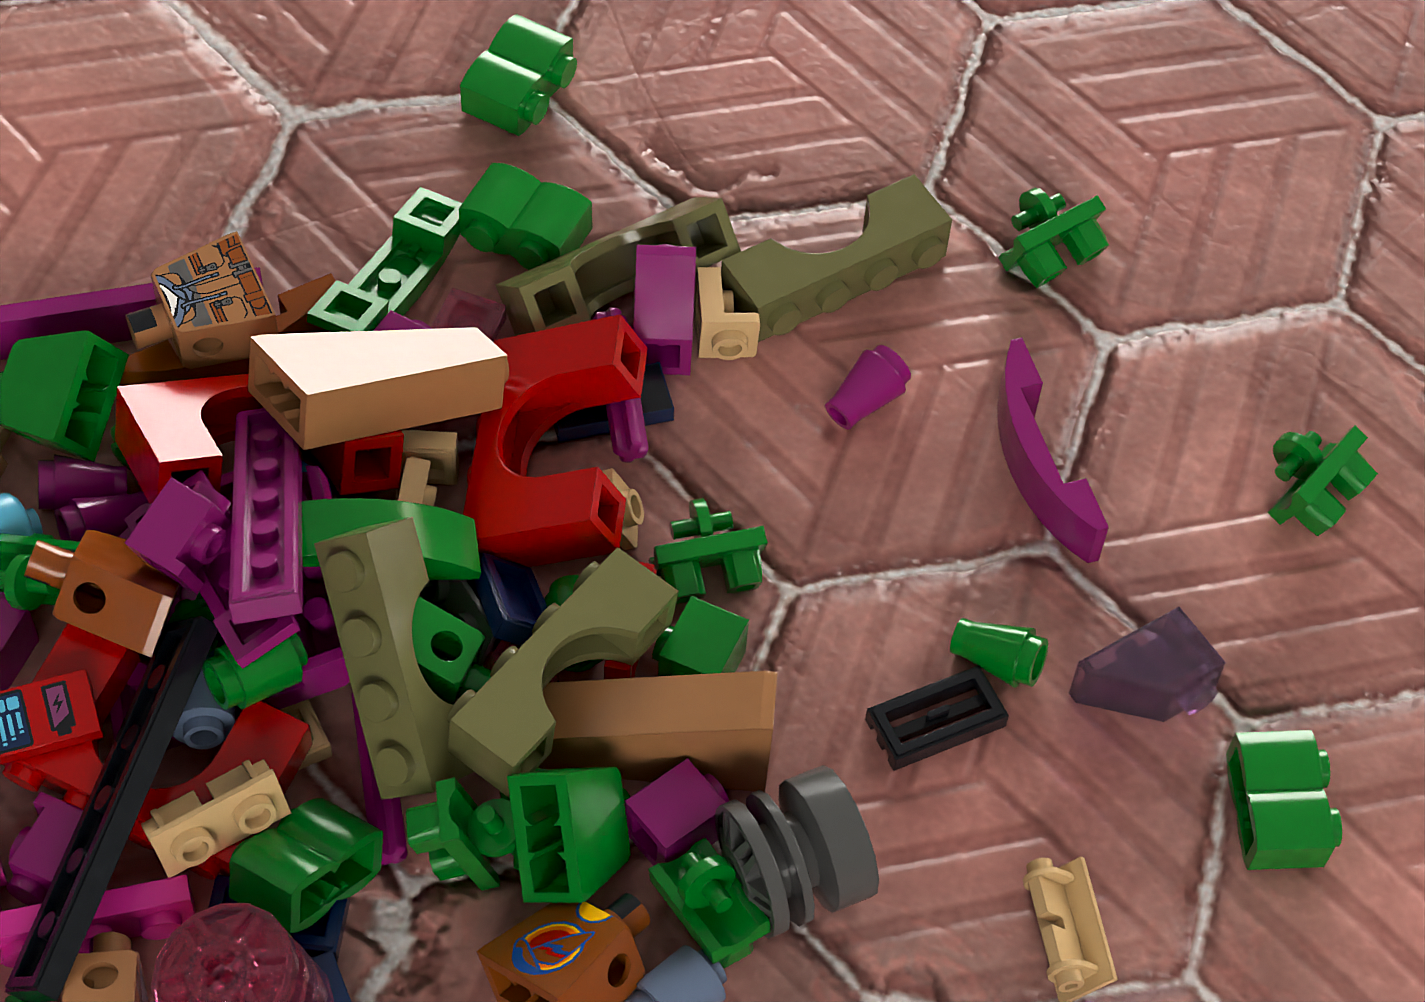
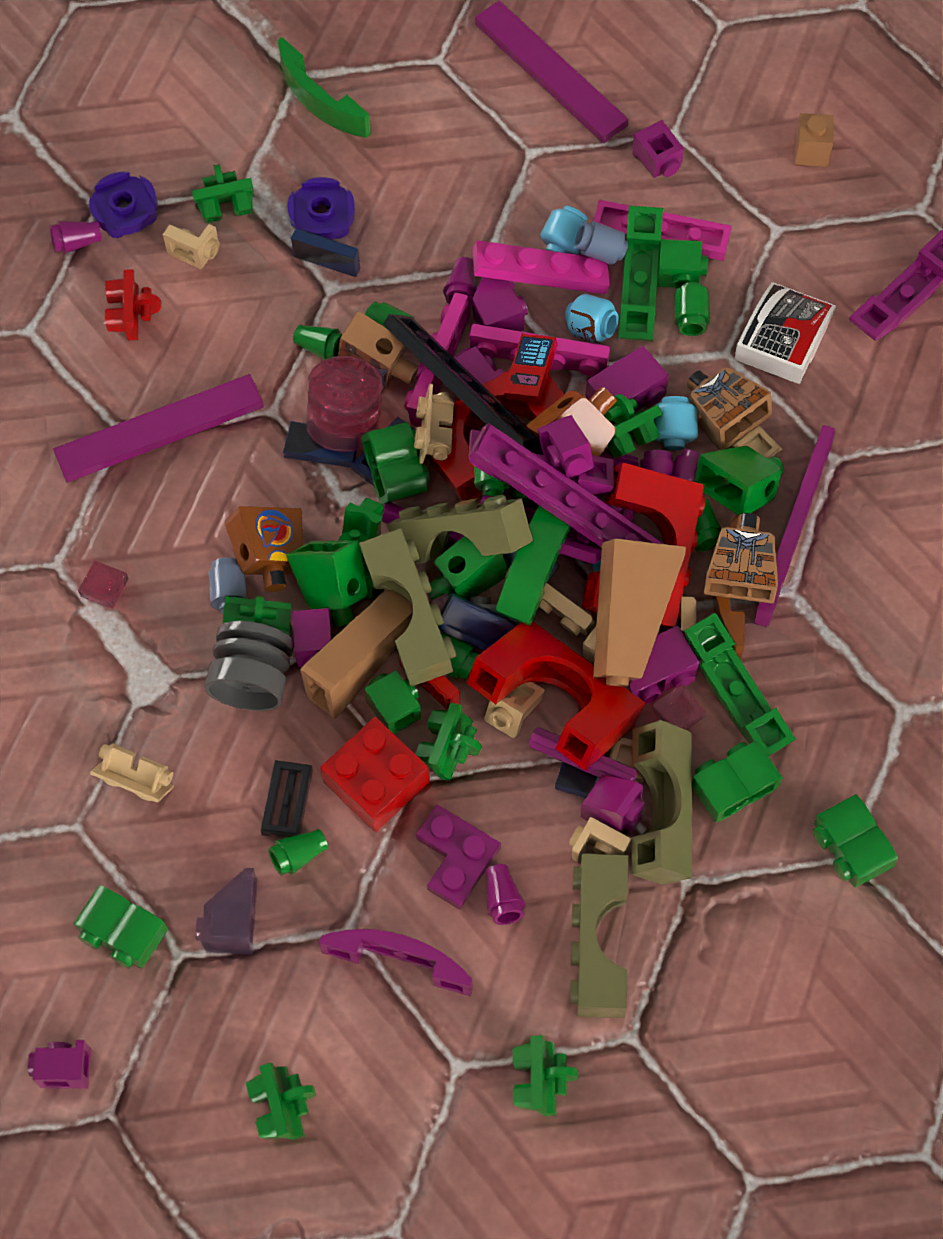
camera: 130 degrees right, 10 degrees up
(824, 611) = (375, 774): none -> red brick
(843, 463) = (466, 853): none -> magenta plate

